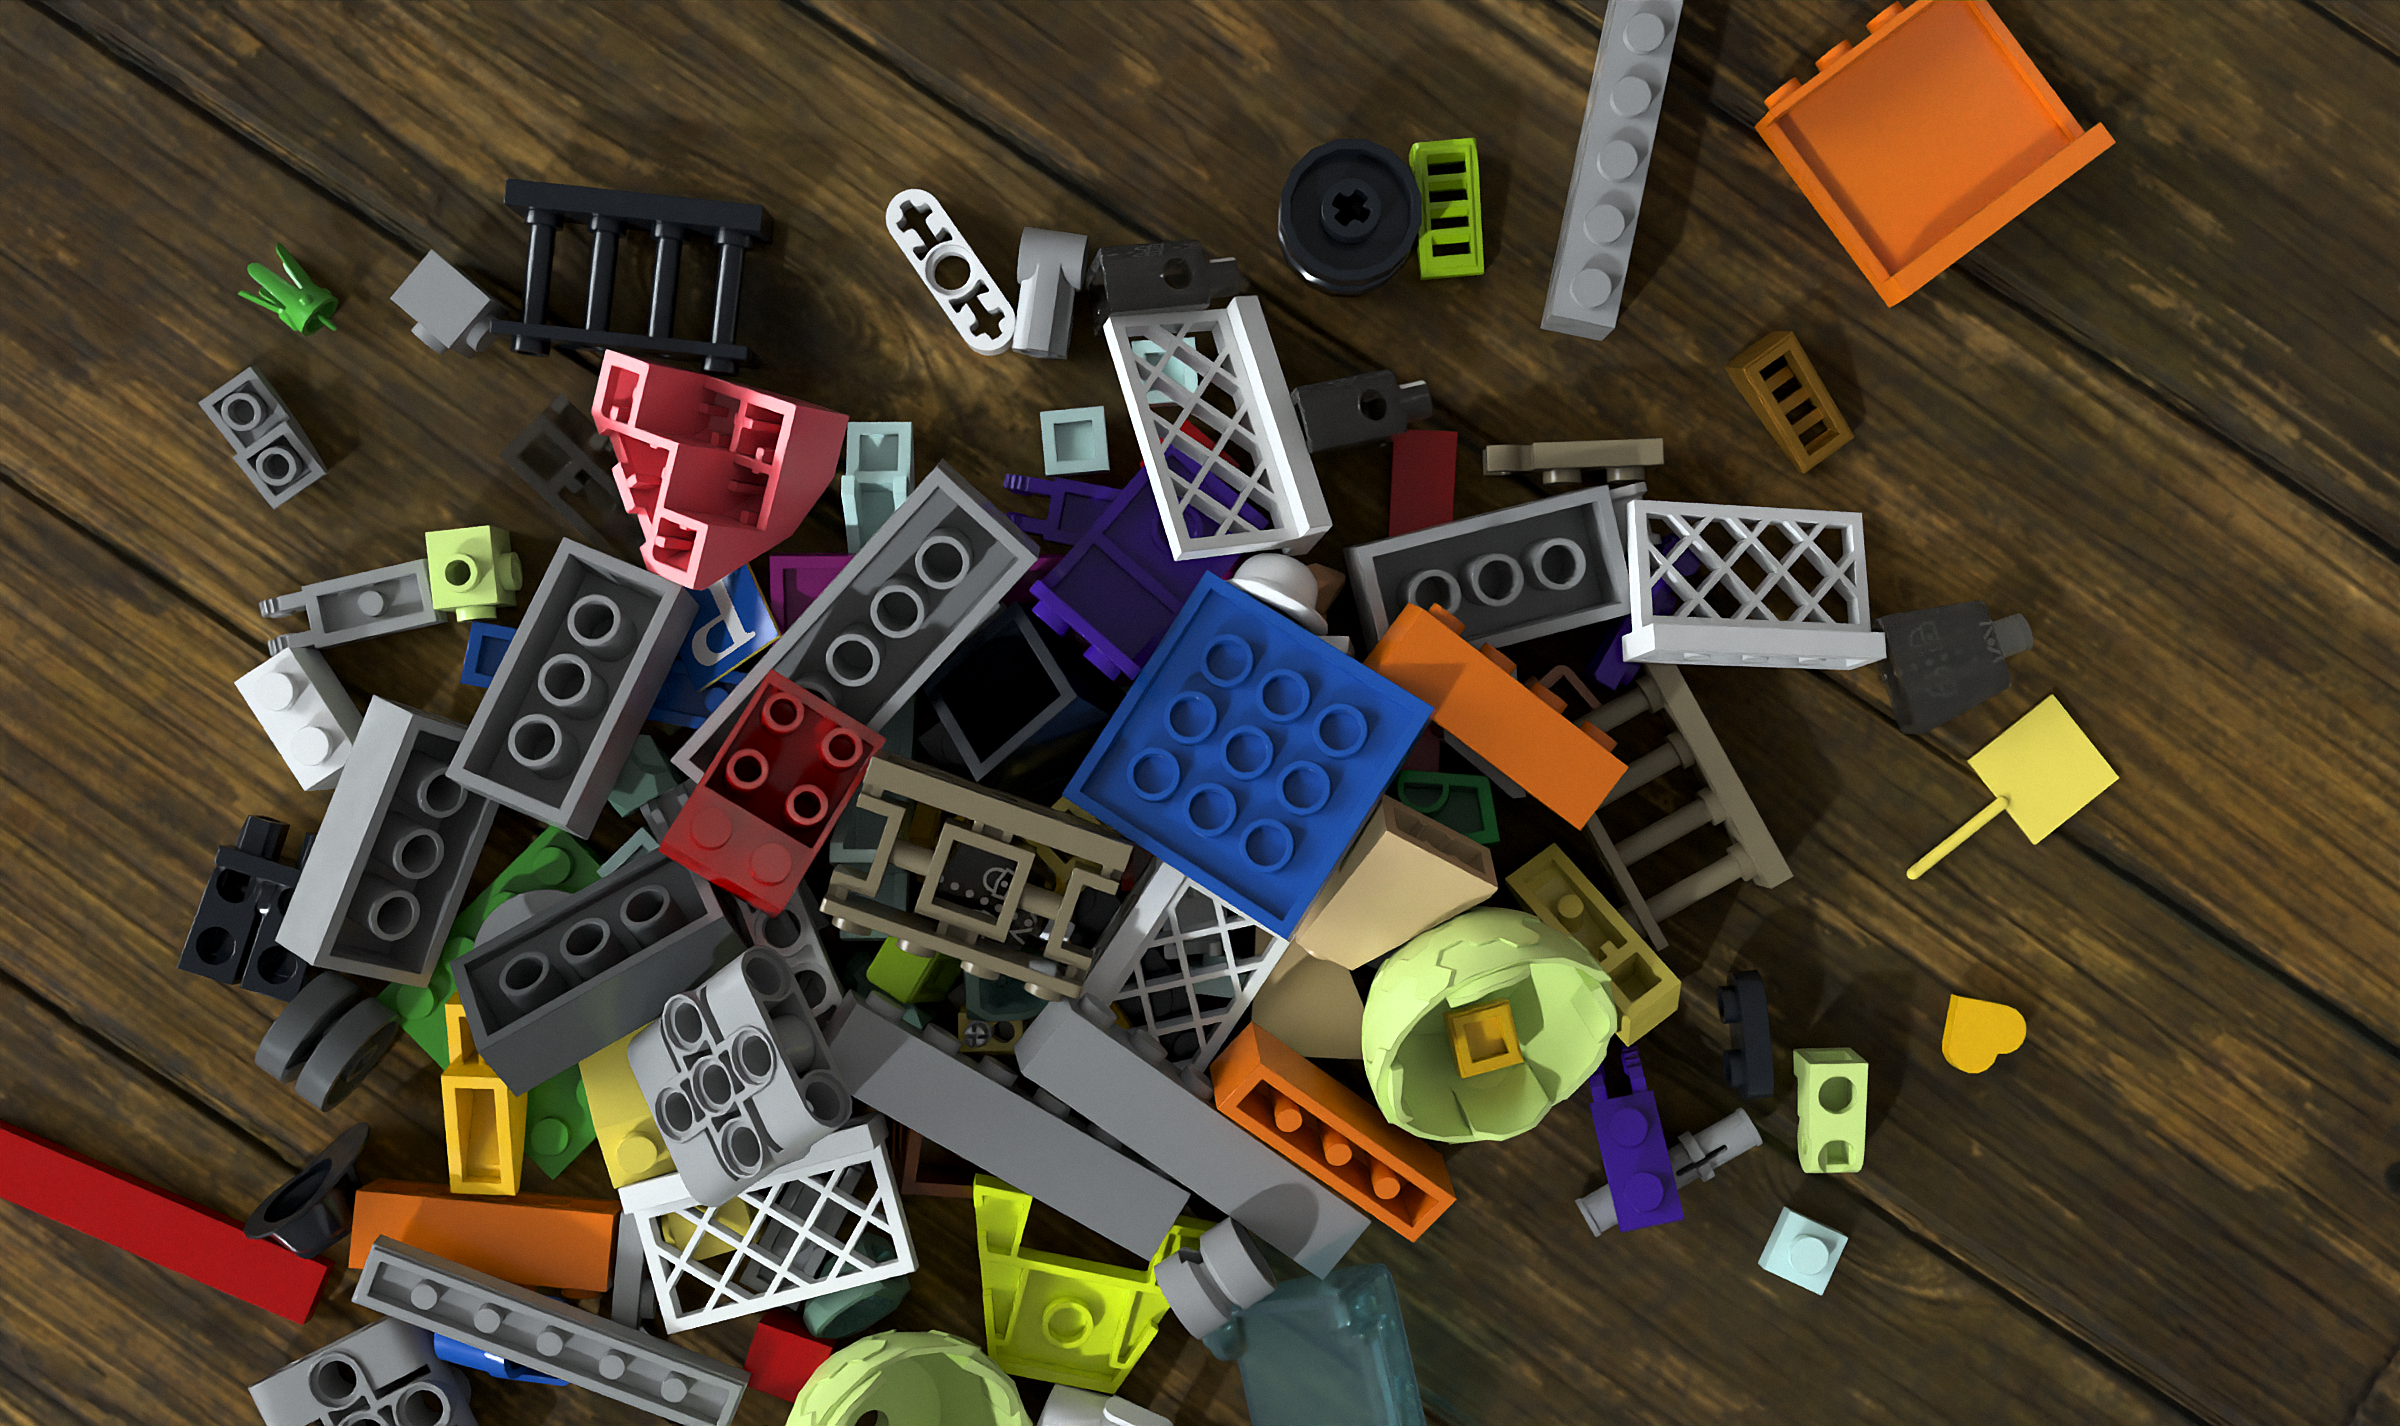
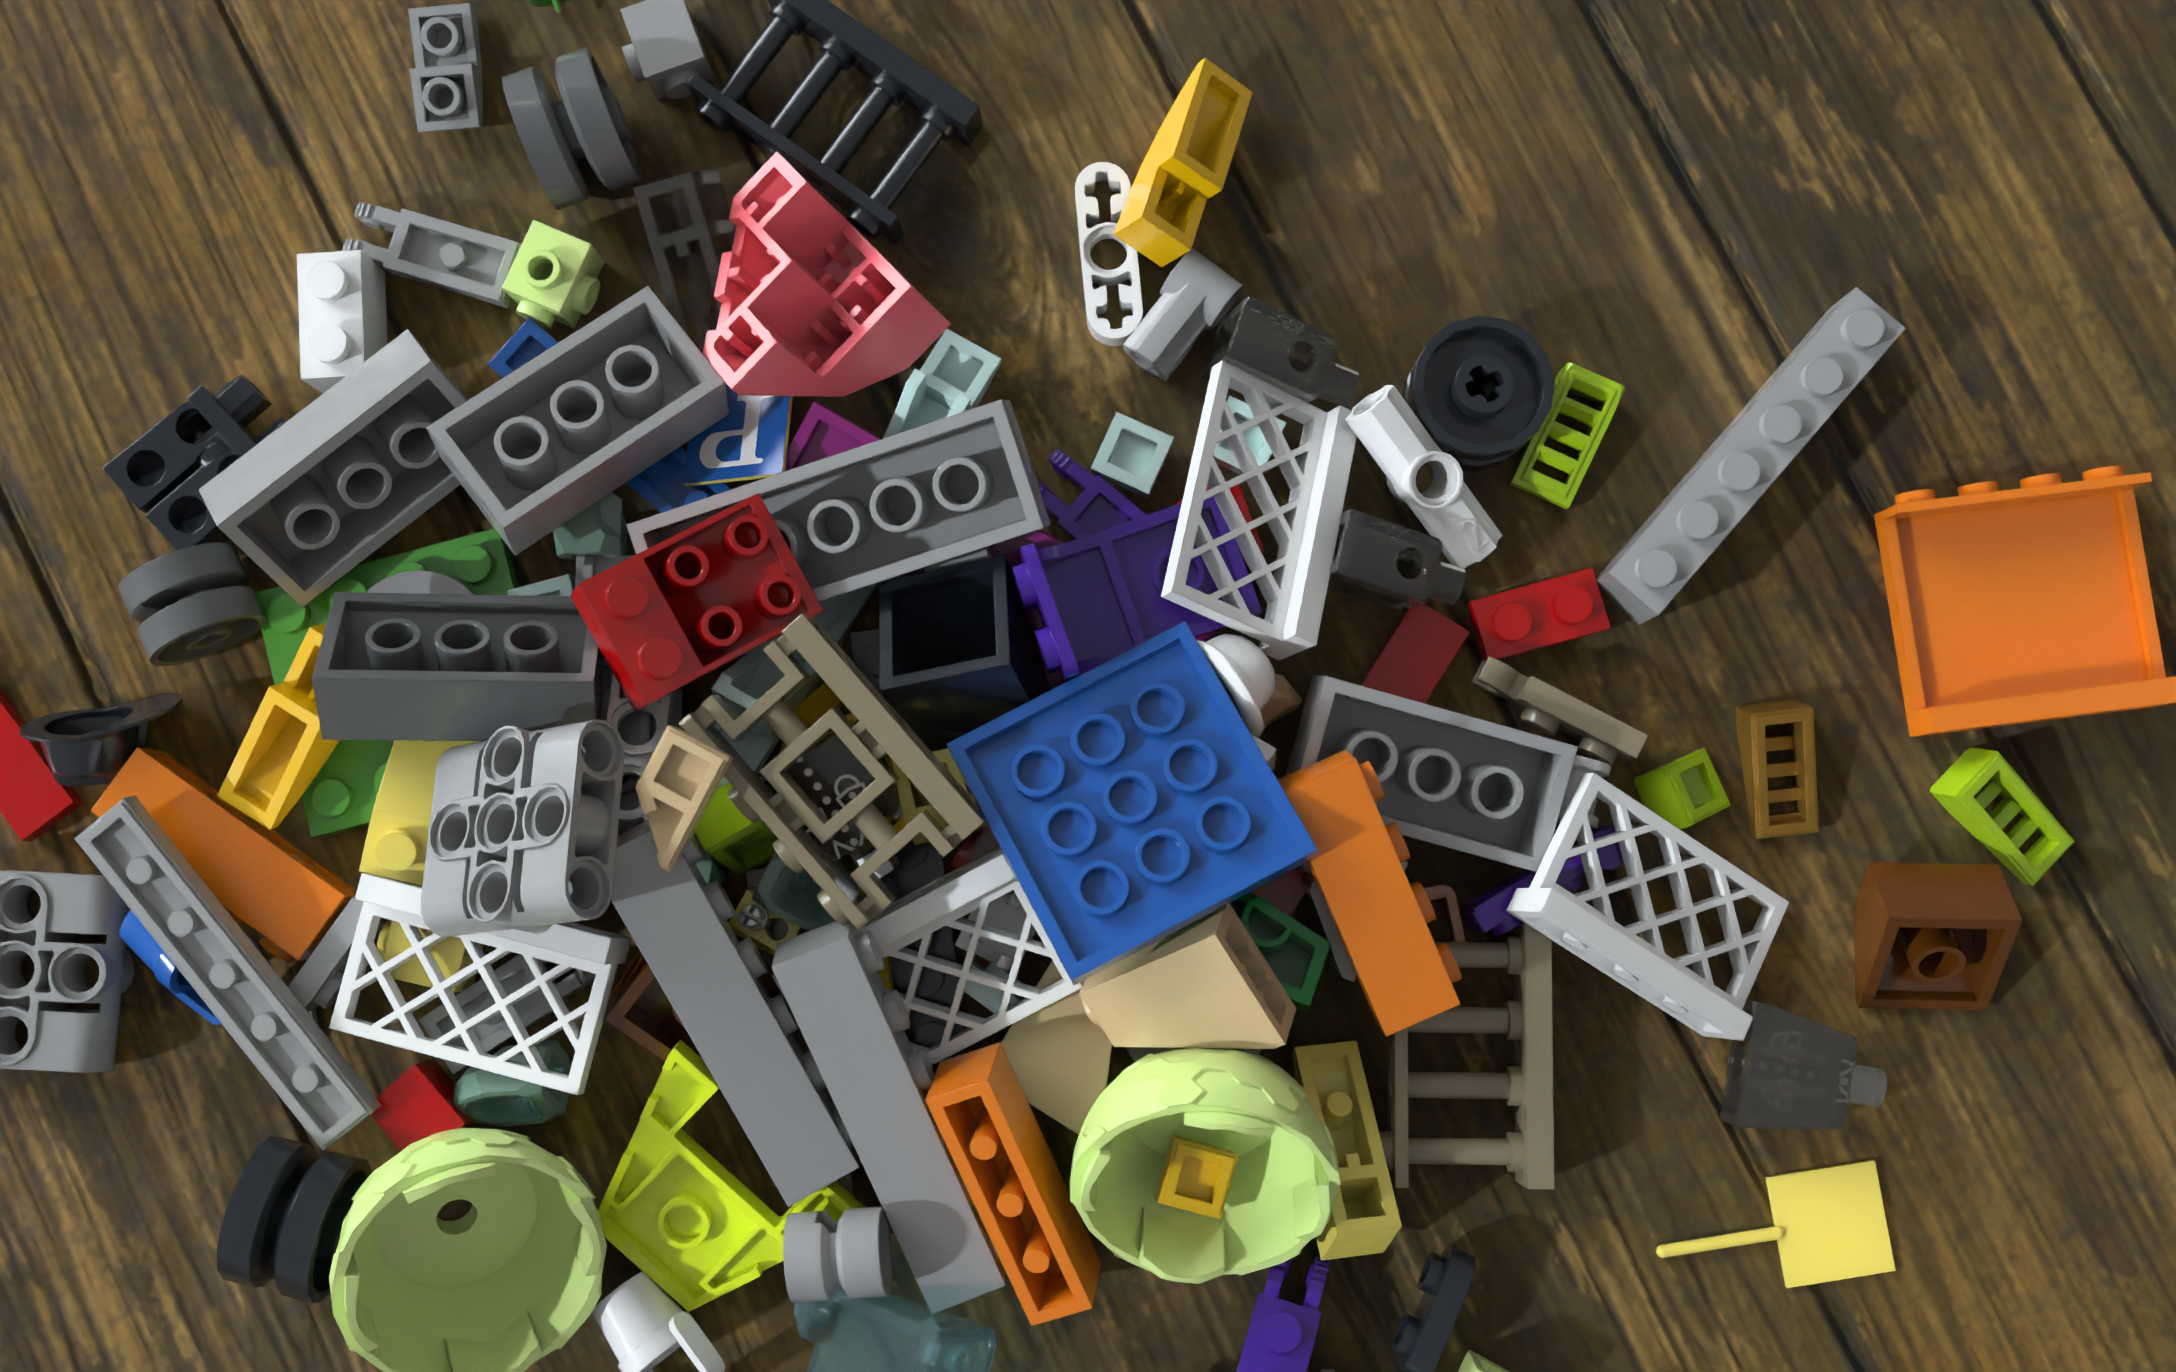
camera: 30 degrees right, 5 degrees down
(407, 438) = (567, 130): none -> dark grey wheel
(853, 968) = (679, 790): none -> tan tile
(975, 154) = (1184, 165): none -> yellow slope
(1310, 307) = (1400, 449): none -> white piece
(1510, 383) = (1538, 615): none -> red plate
(1718, 467) = (1683, 790): none -> lime slope
(1966, 320) = (1973, 784): none -> lime slope
(1999, 473) = (1932, 935): none -> reddish brown slope

